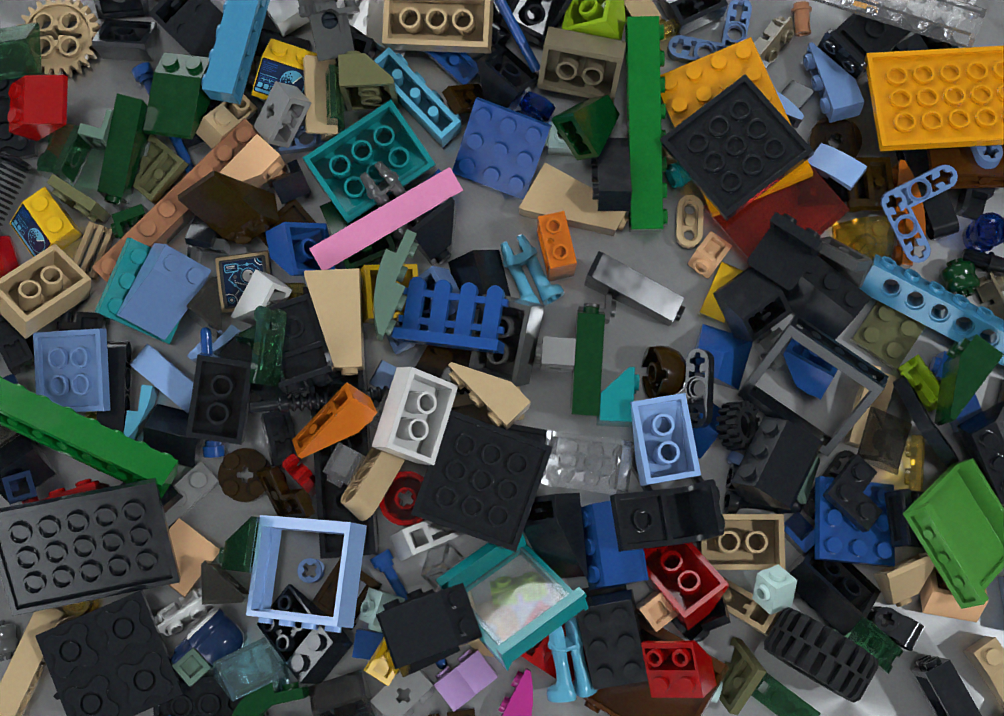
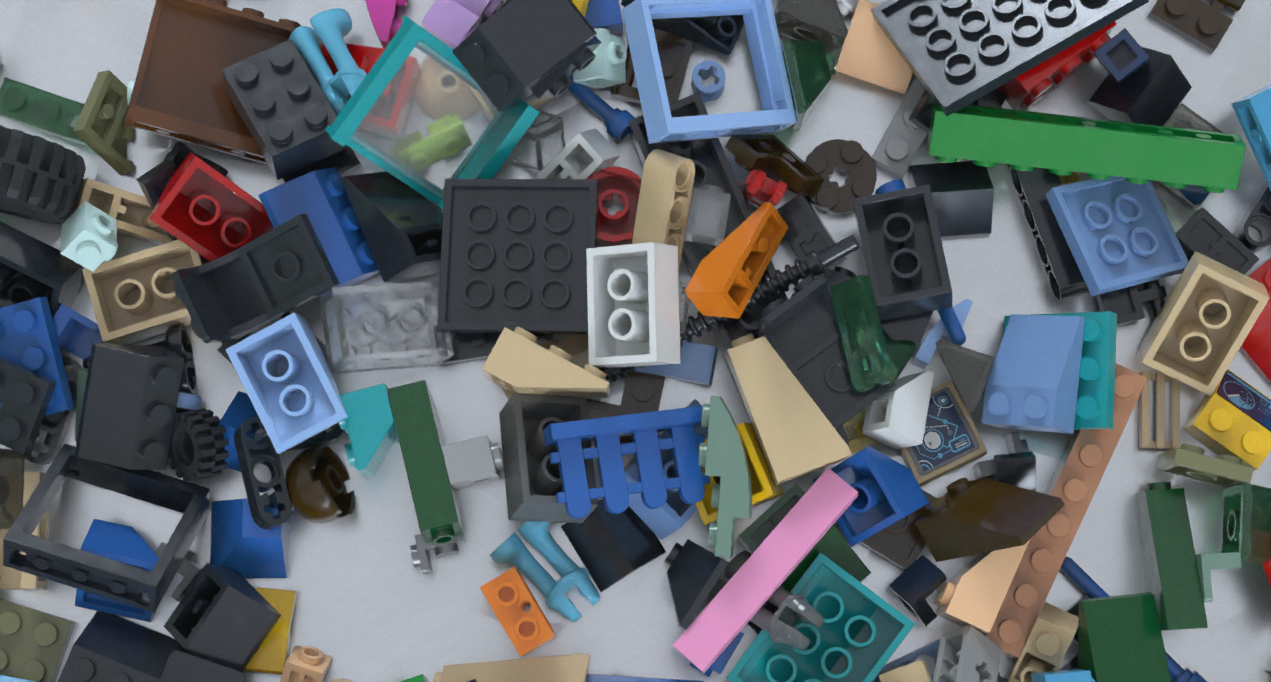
camera: 160 degrees right, 0 degrees up
(127, 218) = (1122, 470): dark green bracket -> none
(136, 419) = (1008, 202): medium azure slope -> none
(158, 170) = (1112, 549): olive wing -> none
(164, 376) = (992, 268): light blue beam -> none
(634, 289) = (392, 589): slope -> none
(656, 610) = (240, 164): light nougat panel -> none
(678, 669) = (185, 89): red slope -> none

